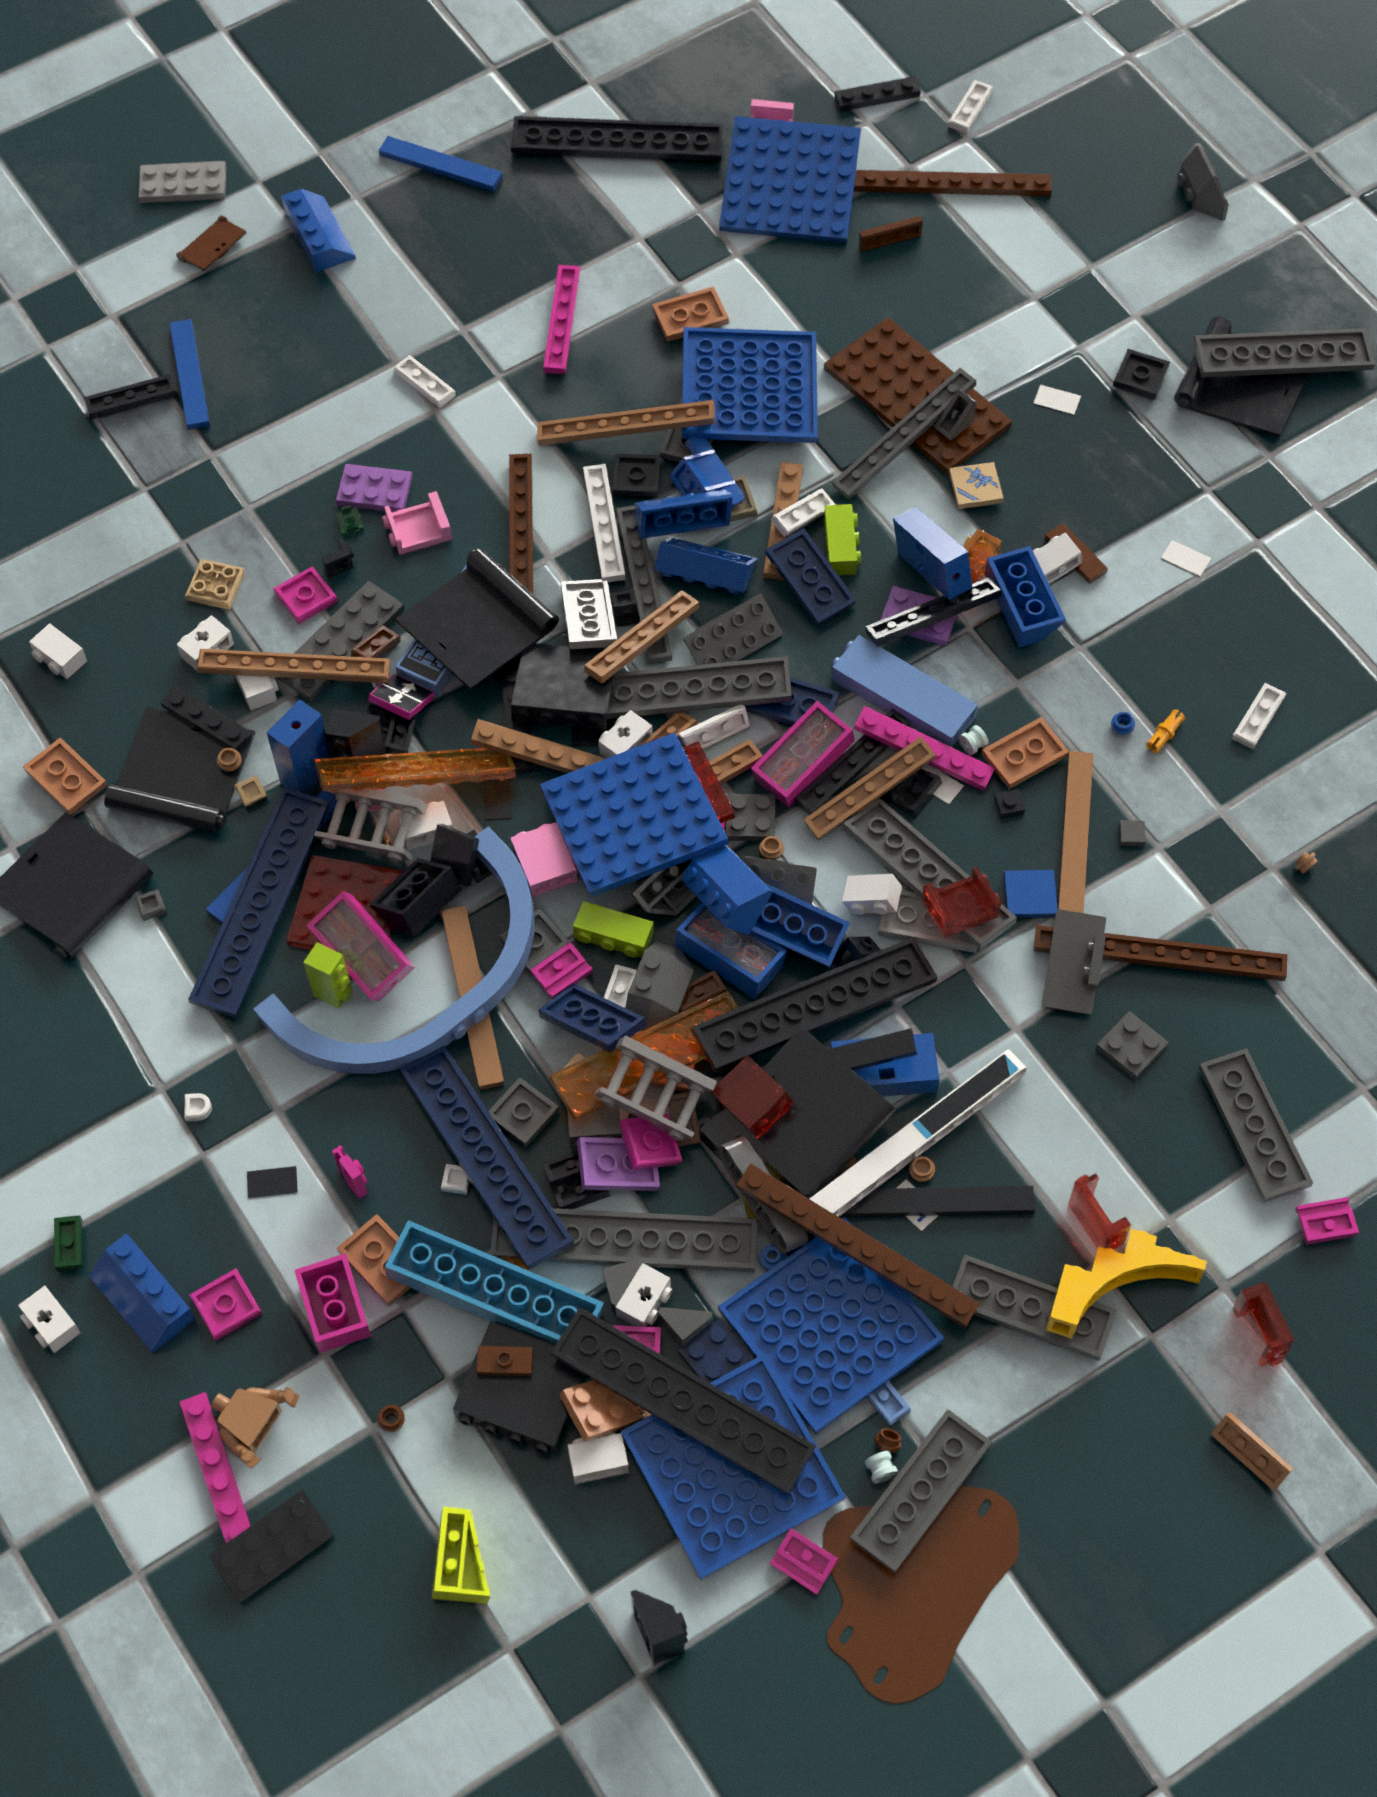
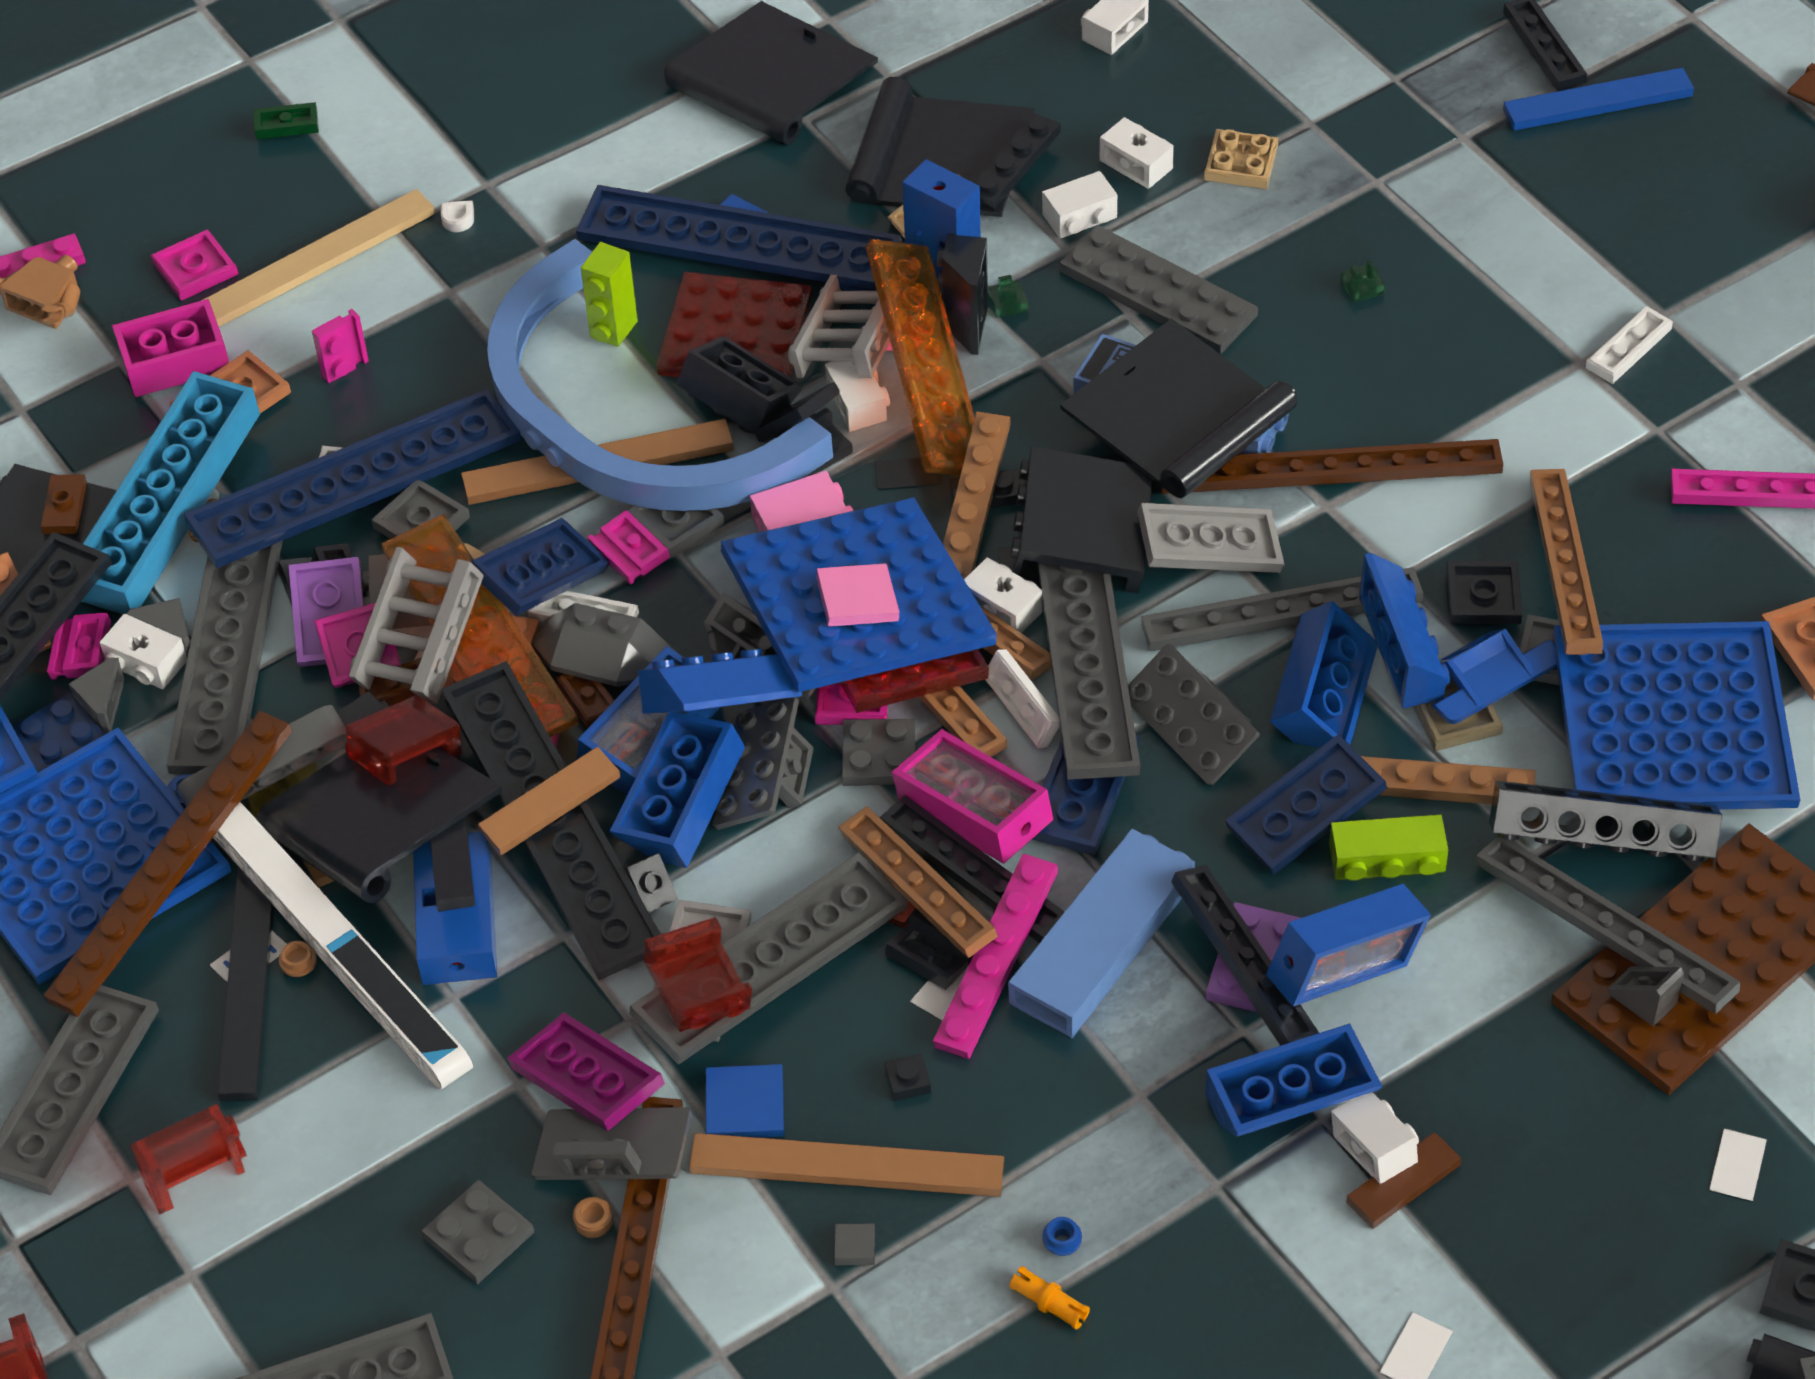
camera: 90 degrees right, 10 degrees down
(44, 1306) = (191, 114): white brick -> none
(65, 776) = (927, 47): nougat plate -> none
(140, 1293) = (218, 191): blue slope -> none
(150, 905) = (742, 147): dark grey tile -> none
(232, 1210) = (319, 256): none -> tan tile
(272, 1181) = (352, 292): black sticker -> none
(293, 665) = (1094, 232): medium nougat tile -> none
(305, 595) = (1231, 248): dark pink tile -> none
(338, 561) = (1287, 273): black bracket -> none
(367, 950) = (655, 327): clear brick -> none
(374, 488) = (1423, 305): medium lavender plate -> none
(376, 644) = (1138, 315): reddish brown plate -> none
(391, 1410) = (24, 420): reddish brown plate -> none
(395, 728) = (1013, 346): black slope -> none
(401, 696) = (1057, 349): tile -> none
(418, 525) = (1360, 350): bright pink panel -> none
(604, 523) = (1417, 551): white plate -> none
(613, 929) = (688, 596): lime brick -> none
(625, 608) = (1235, 583): black bracket -> none
(641, 636) = (1167, 593): medium nougat plate -> none
(649, 804) = (857, 594): none -> bright pink tile
(771, 848) = (824, 775): medium nougat plate -> none
(801, 512) = (1433, 795): white tile -> none
(811, 999) = (549, 801): none -> medium nougat tile
(830, 425) = (1513, 799): none -> brick
(872, 894) = (731, 884): white brick -> none
(973, 740) = (1016, 1023): light aqua wheel -> none
(976, 485) = (1523, 1033): tan tile -> none
(979, 548) = (1382, 1030): clear orange brick -> none
(1021, 977) = (586, 1071): none -> magenta plate
(1025, 752) = (998, 1095): nougat plate -> none
(1111, 1269) = (76, 1131): yellow arch -> none
(1118, 979) = (593, 1217): none -> medium nougat tile

